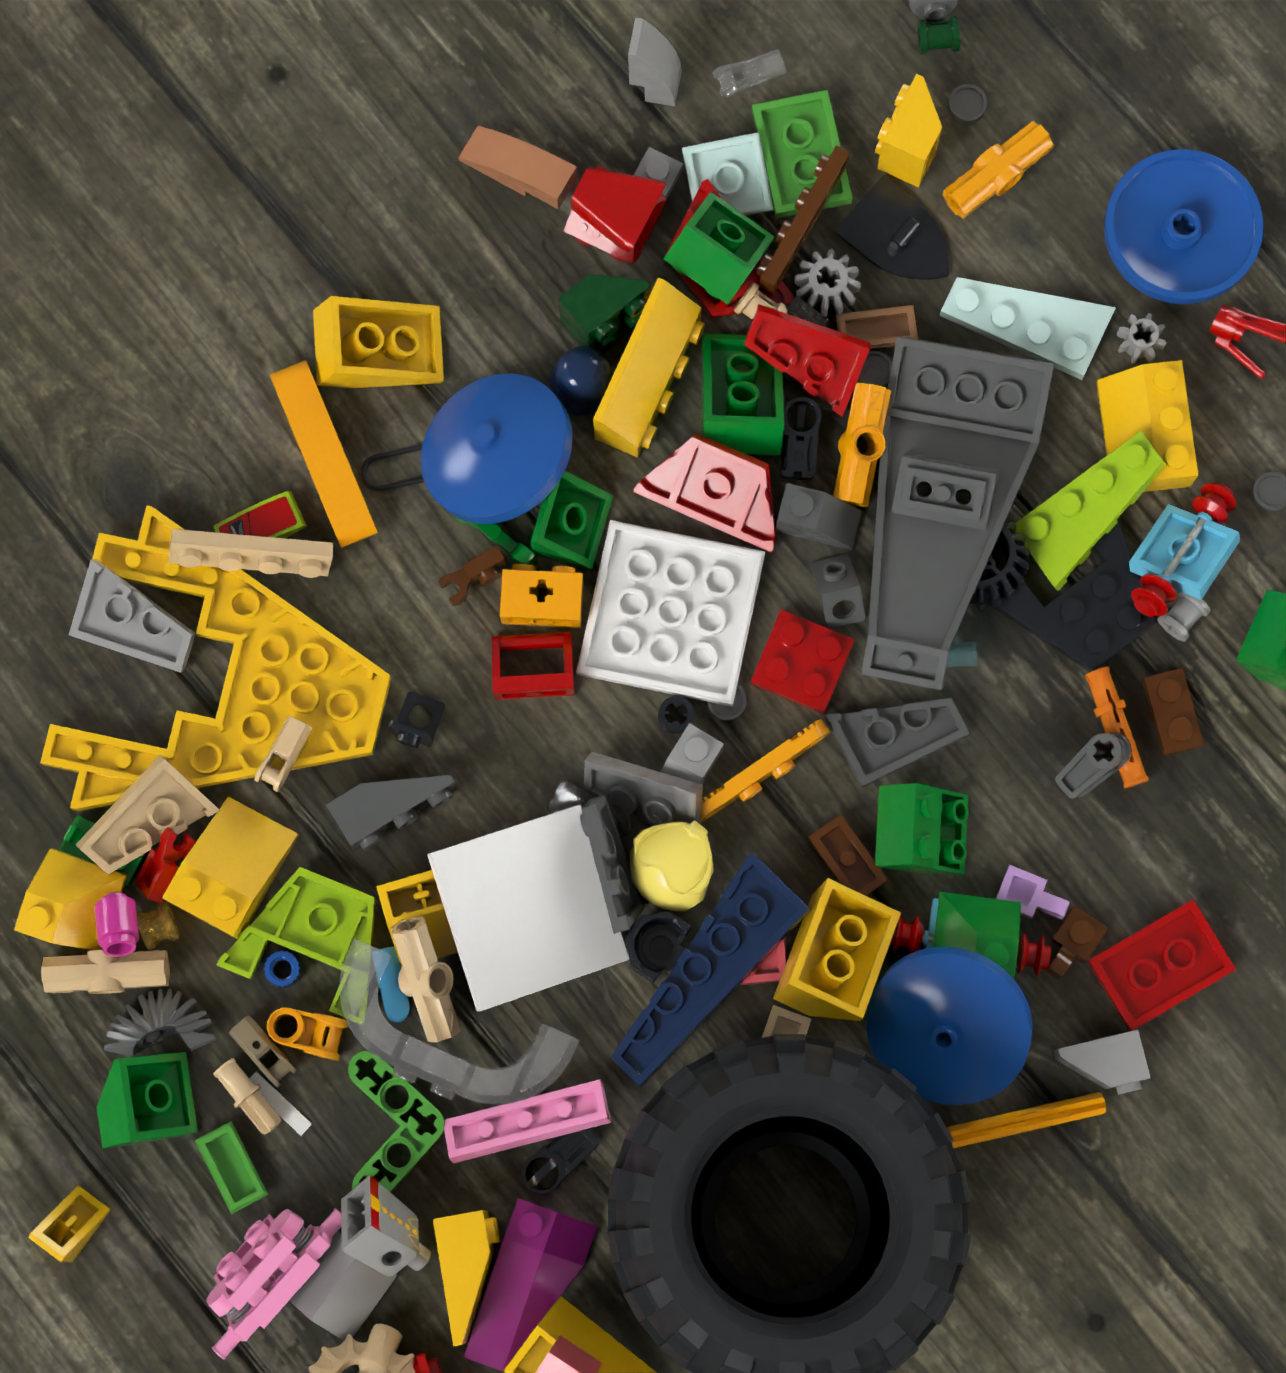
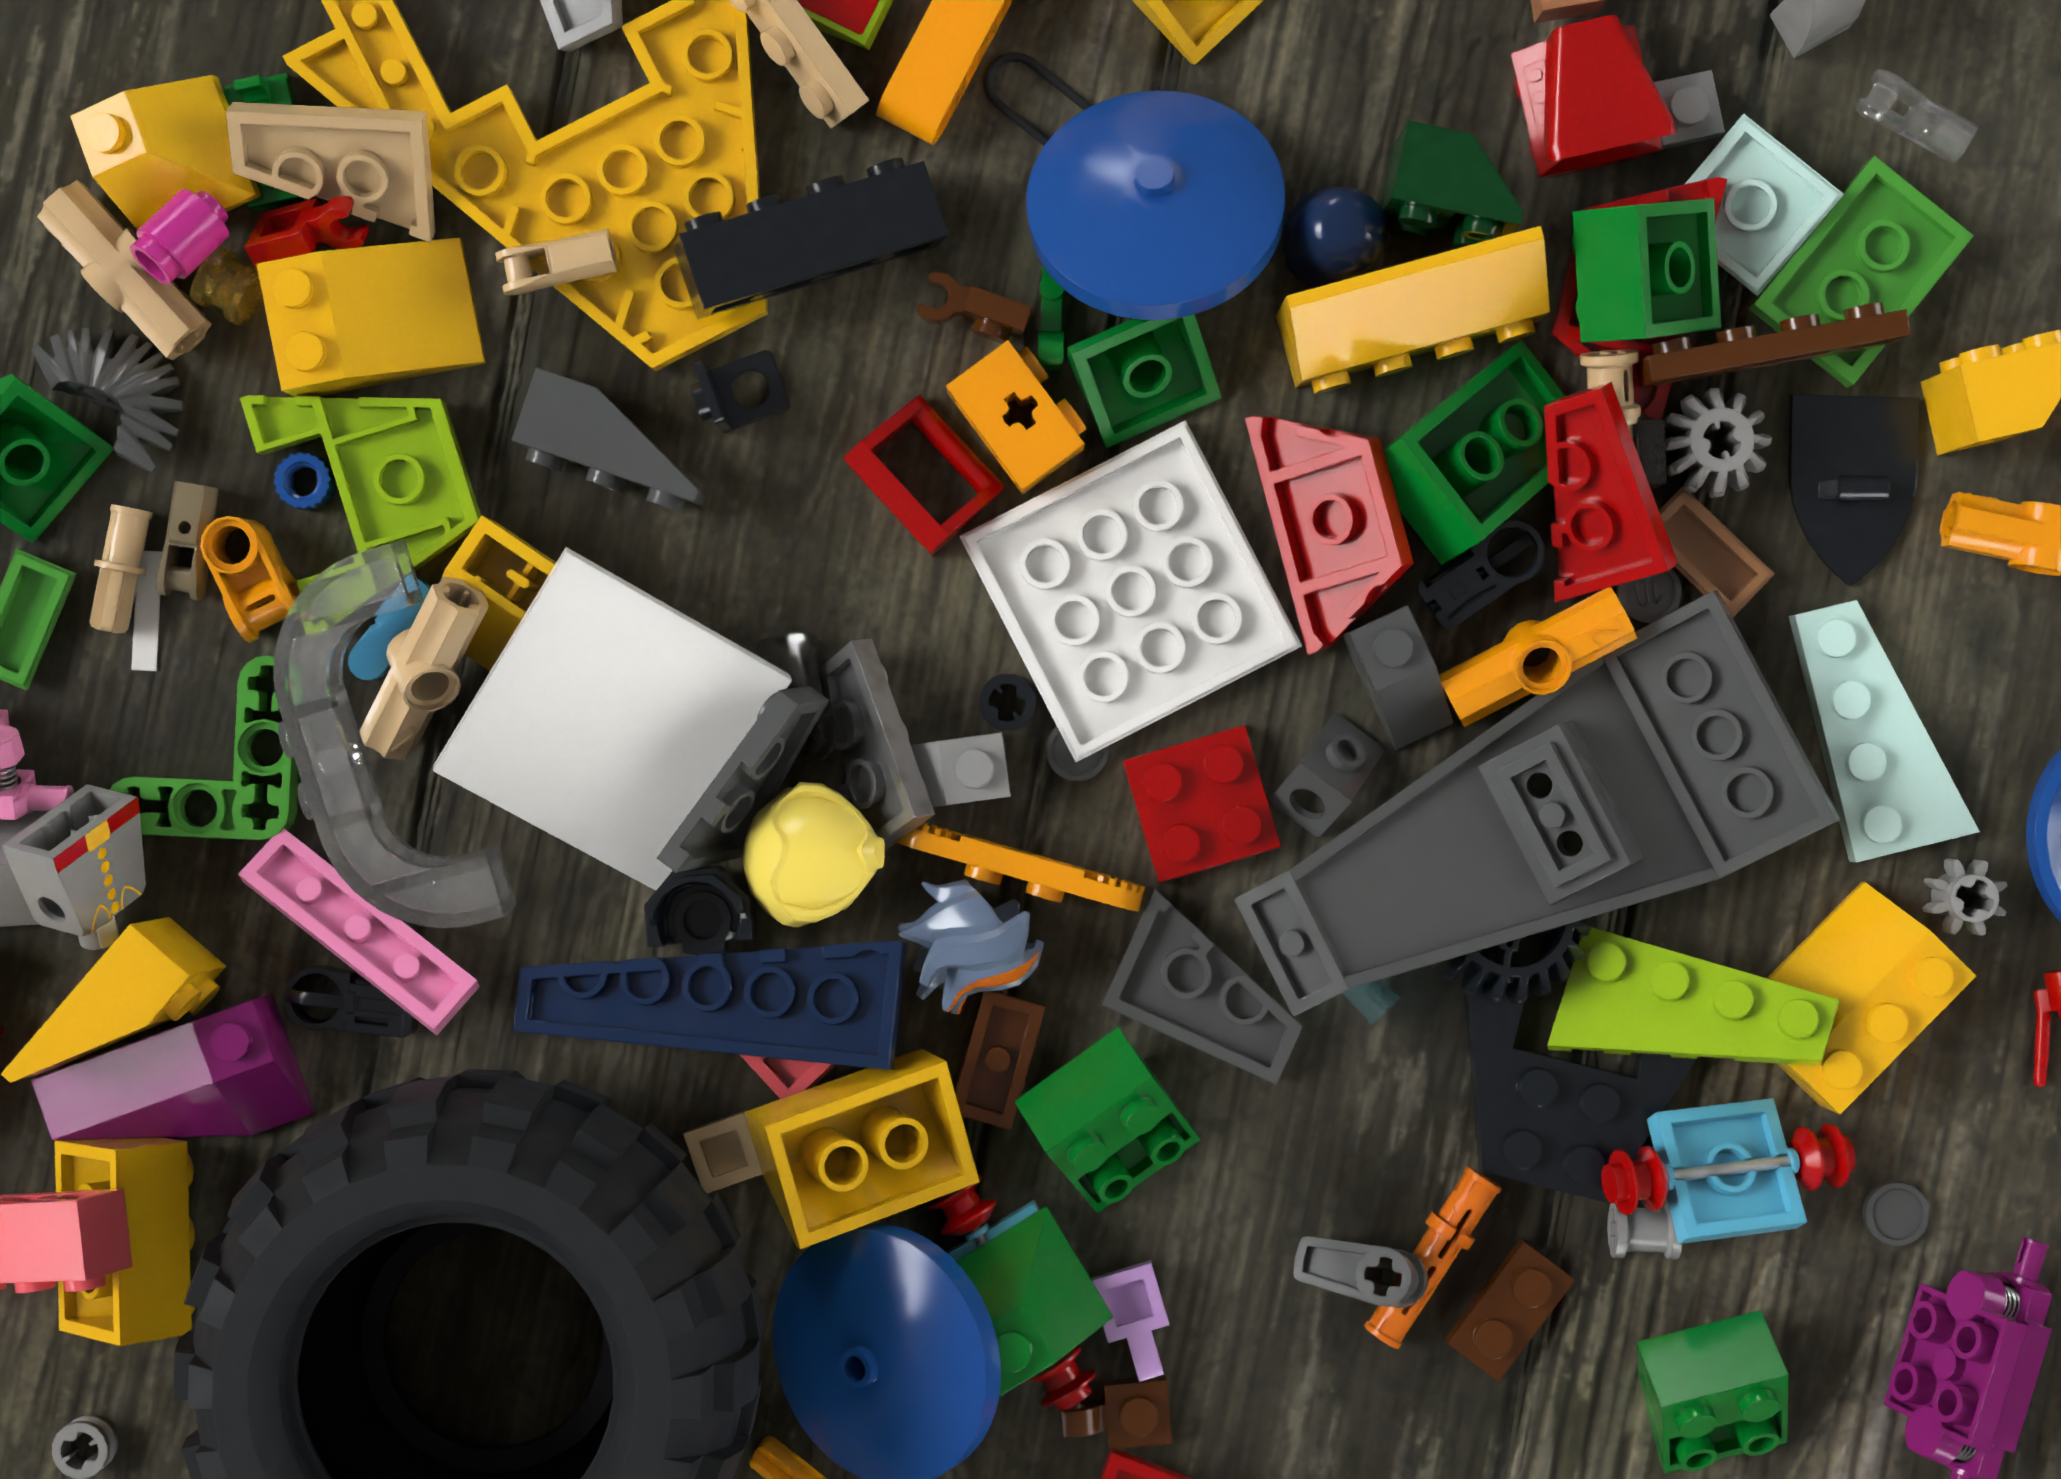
camera: 50 degrees right, 10 degrees up
(374, 624) = (809, 238): none -> black brick
(780, 823) = (970, 944): none -> sand blue hair

